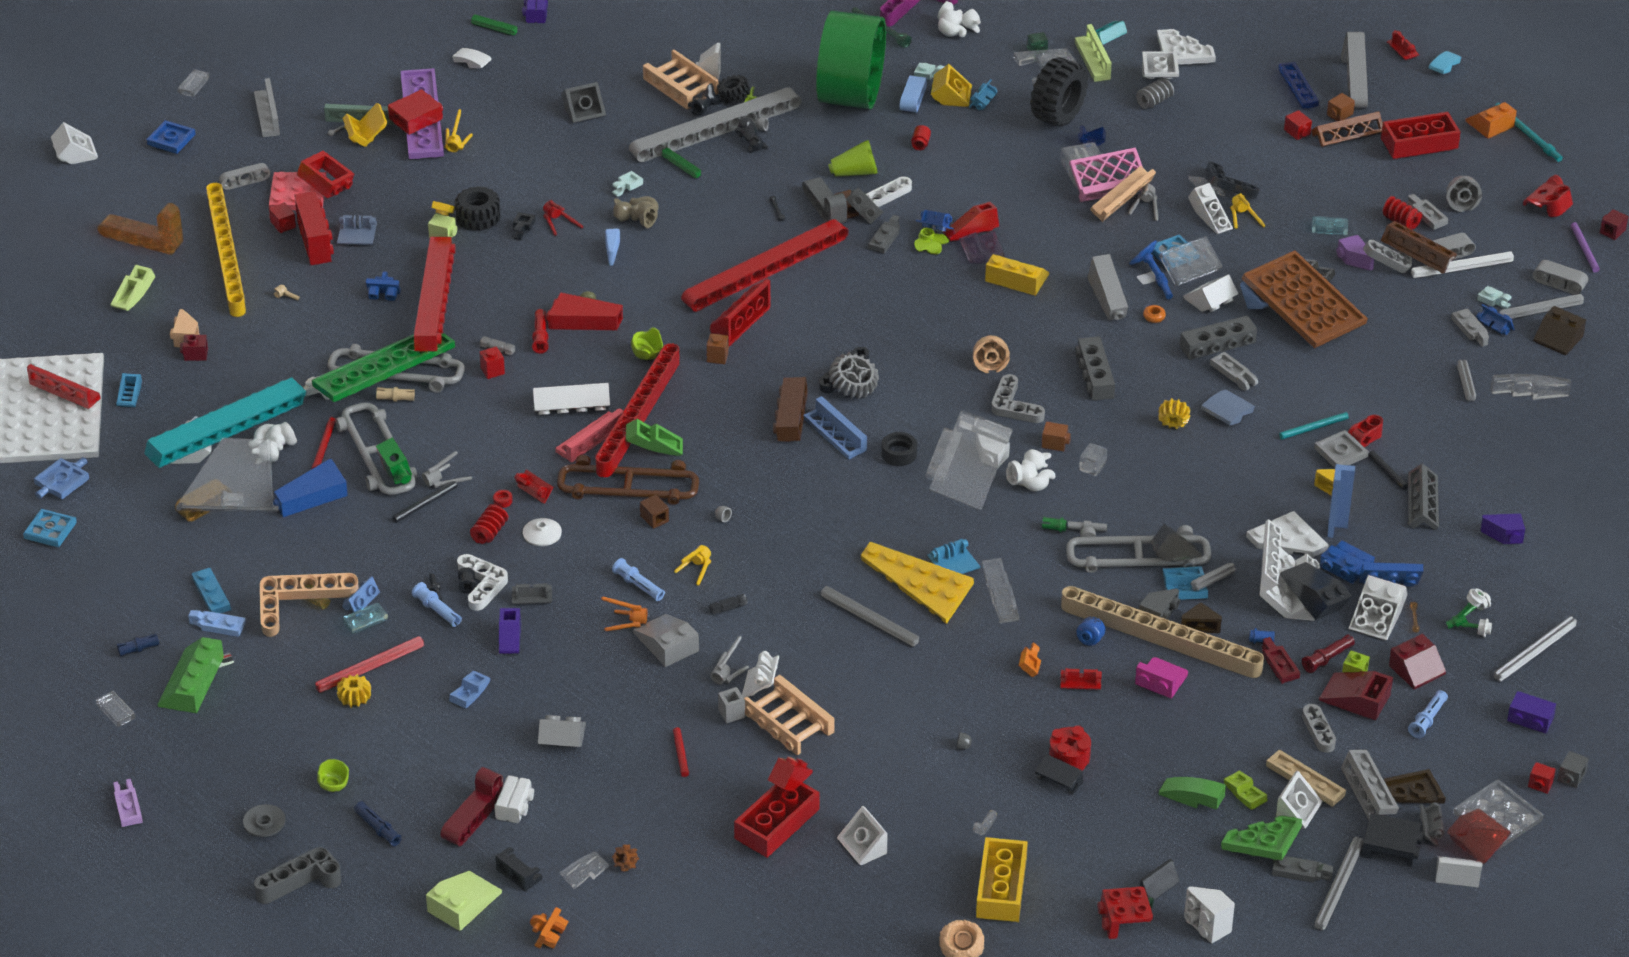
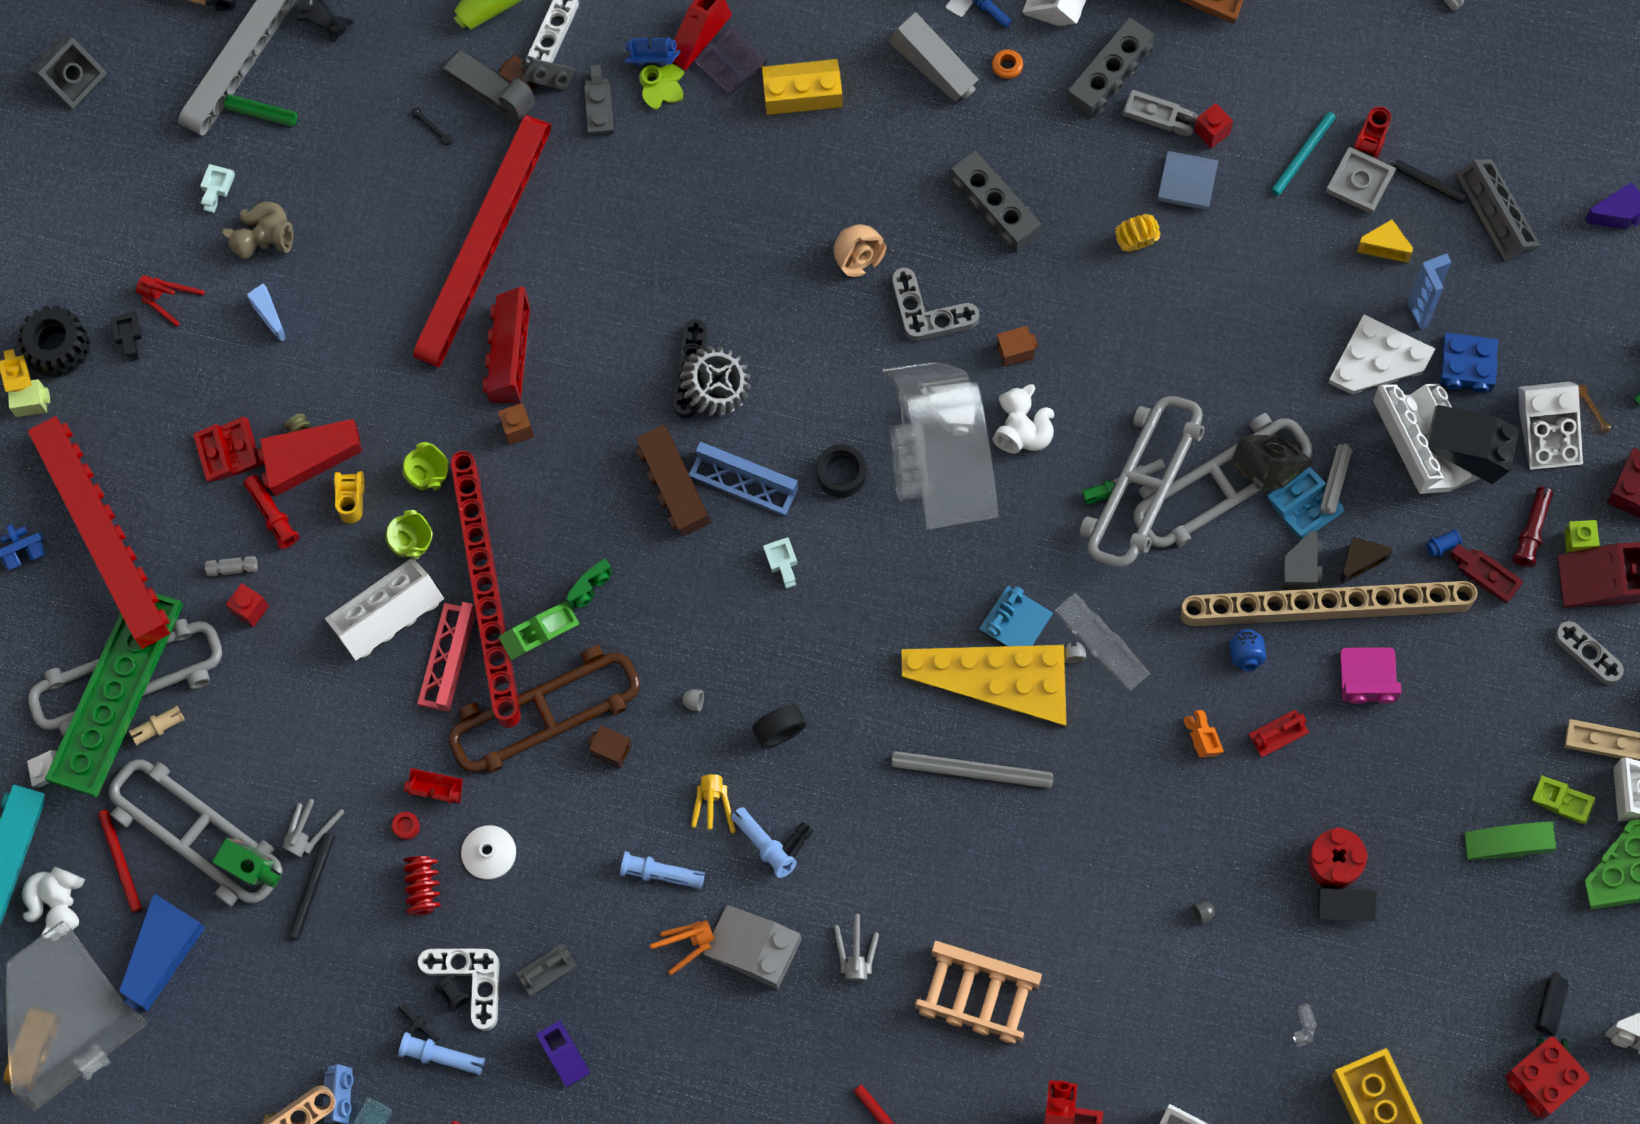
camera: 25 degrees left, 30 degrees up
(537, 296) = (227, 449): none -> red slope
(592, 342) = (349, 491): none -> yellow piece
(612, 369) = (409, 535): none -> lime cap
(701, 434) = (582, 591): none -> green slope
(712, 592) = (770, 849): none -> light blue pin
(731, 705) = (906, 1020): light grey brick -> none
(762, 675) = (910, 952): white hinge -> none
(765, 529) = (779, 726): none -> black tyre
(828, 472) = (782, 557): none -> light aqua plate
(974, 589) = (1074, 654): none -> light grey hinge
(1093, 459) = (1083, 361): clear brick -> none
(1110, 501) = (1146, 419): none -> light grey bar
(1263, 387) = (1213, 125): none -> red brick
(1394, 572) = (1541, 365): blue plate -> none

